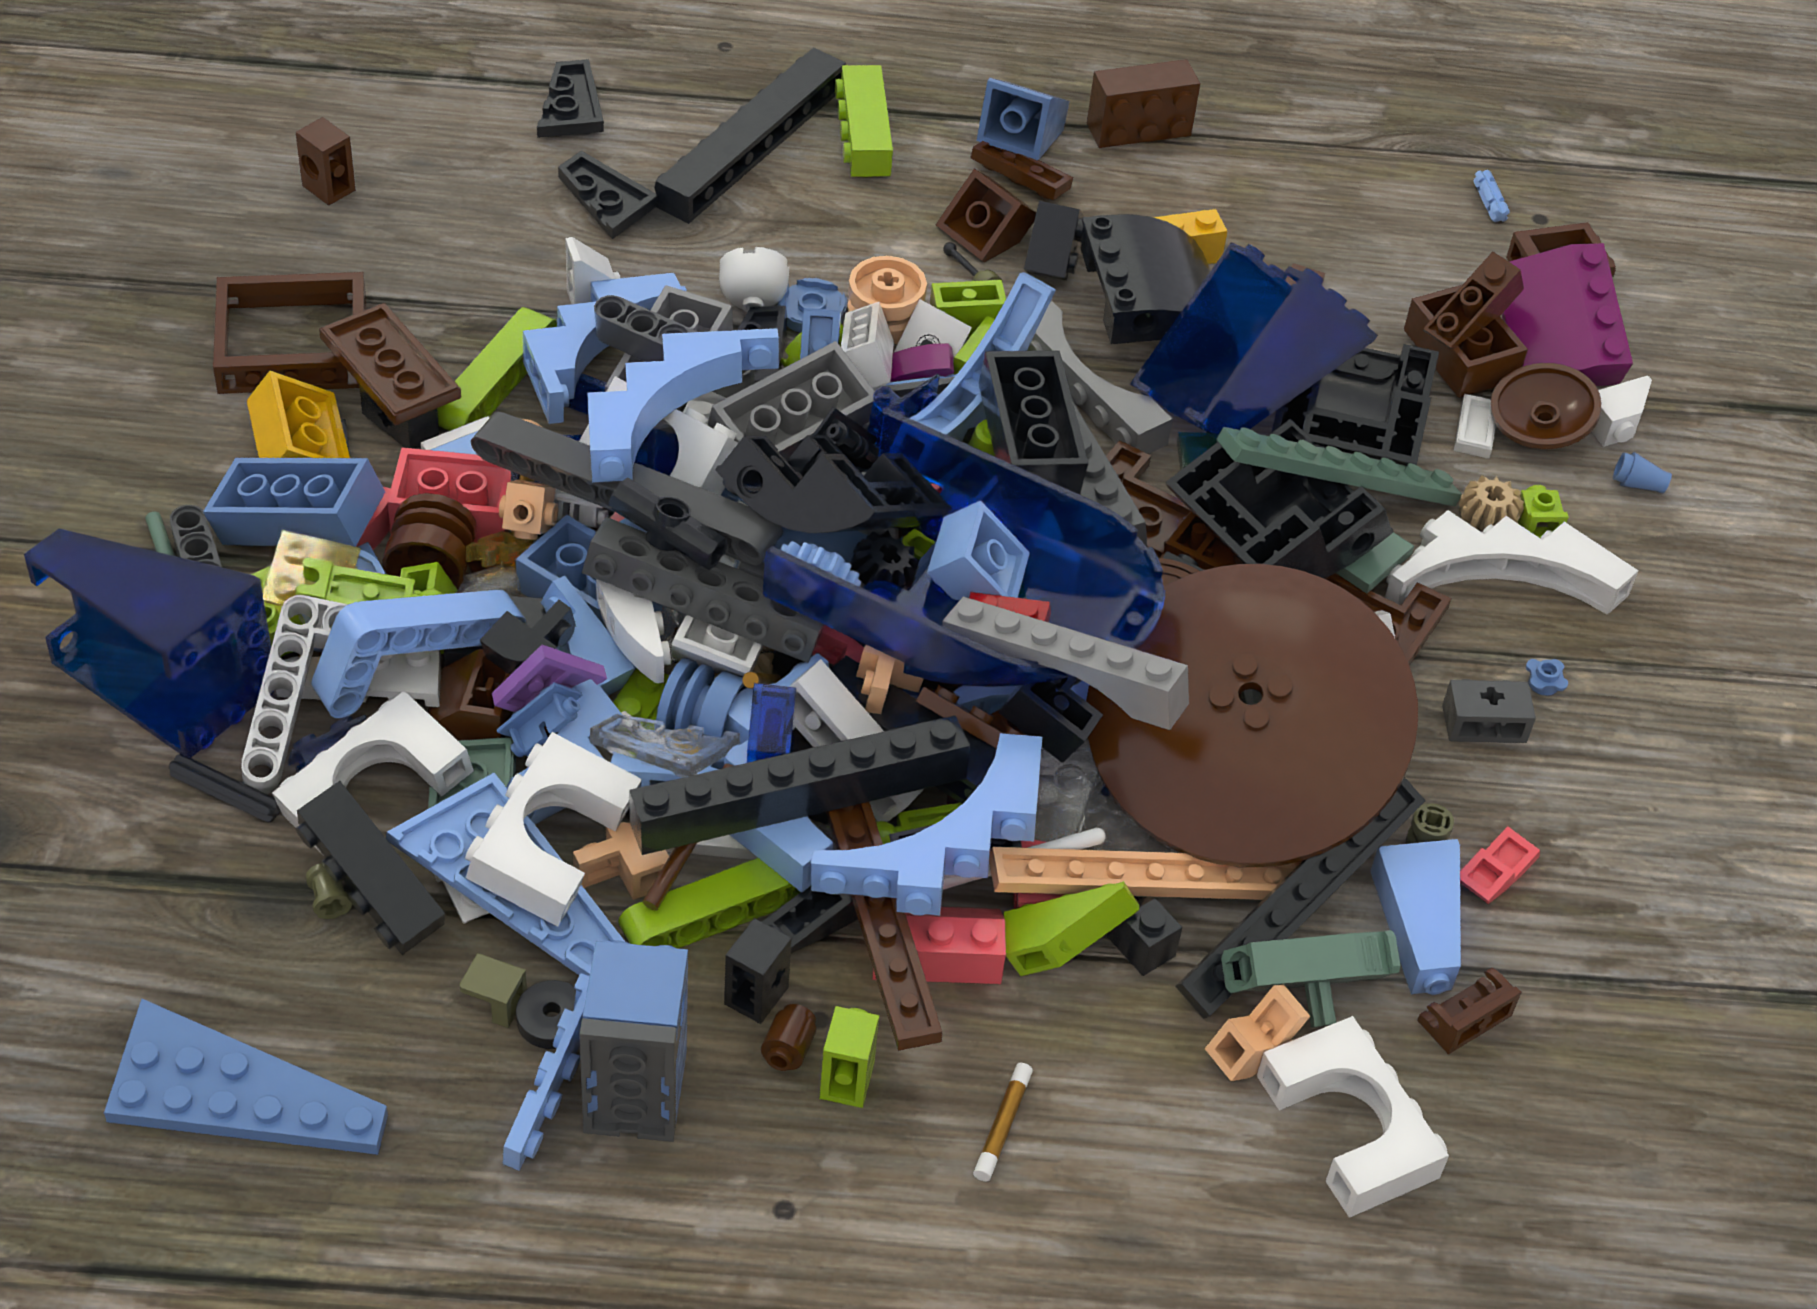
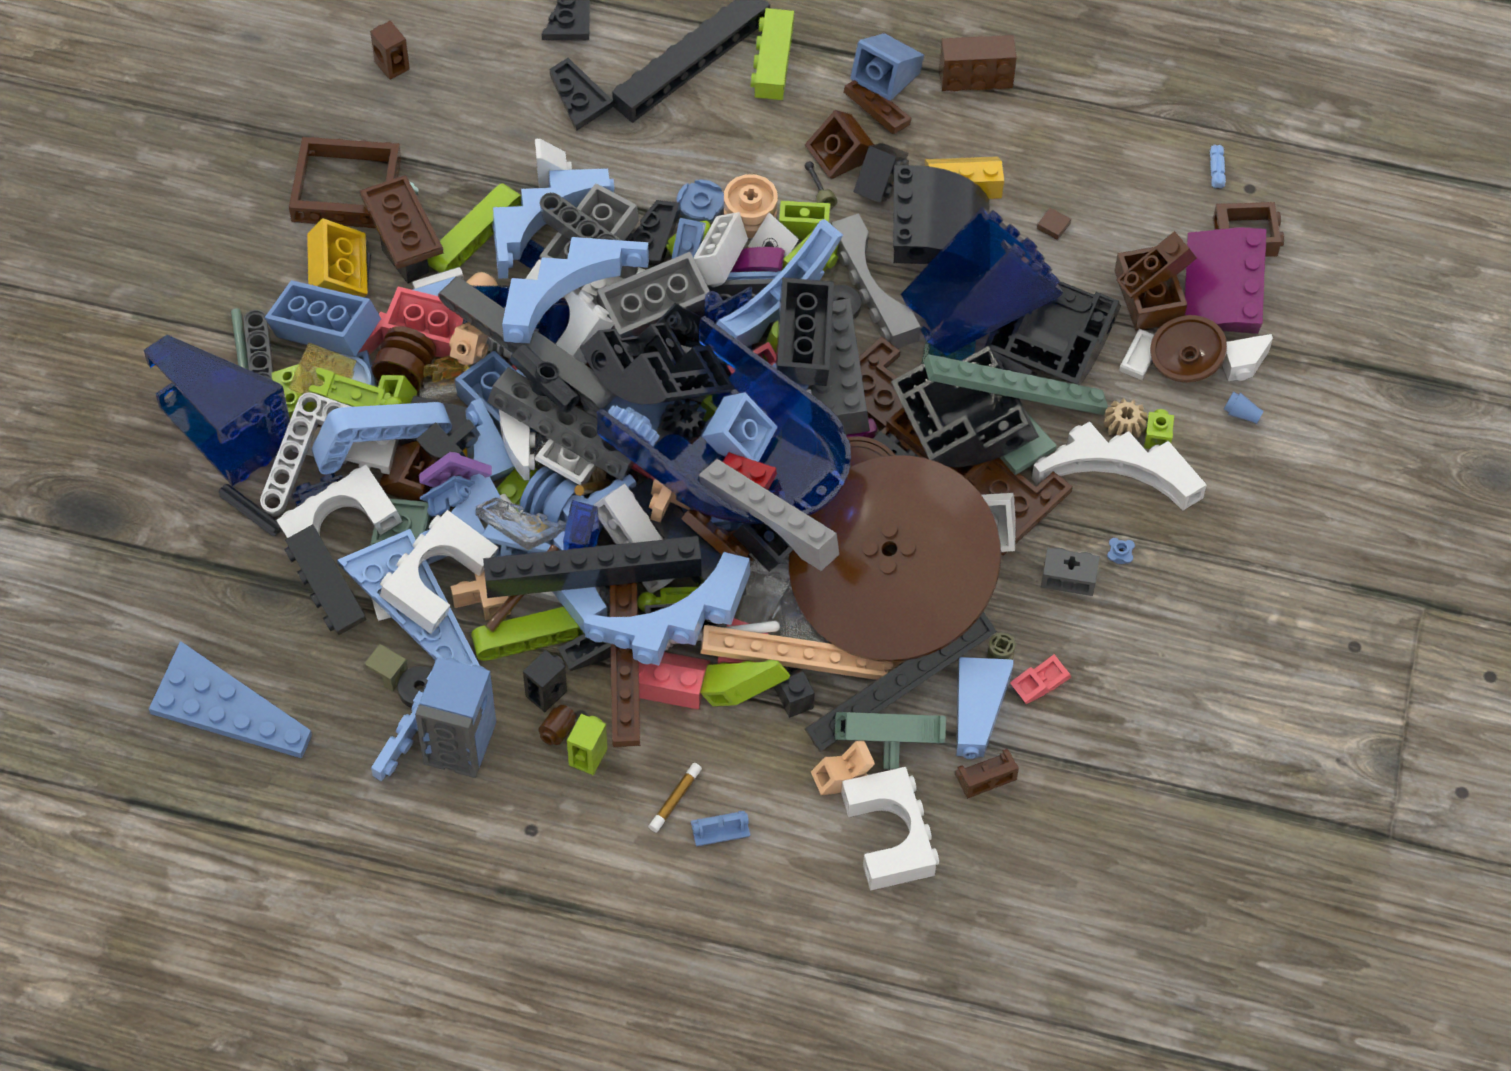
camera: 15 degrees right, 10 degrees up
(329, 895) = (300, 593): olive bush -> none
(753, 278) = (662, 181): white cylinder -> none
(1090, 1157) = (720, 828): none -> medium blue hinge

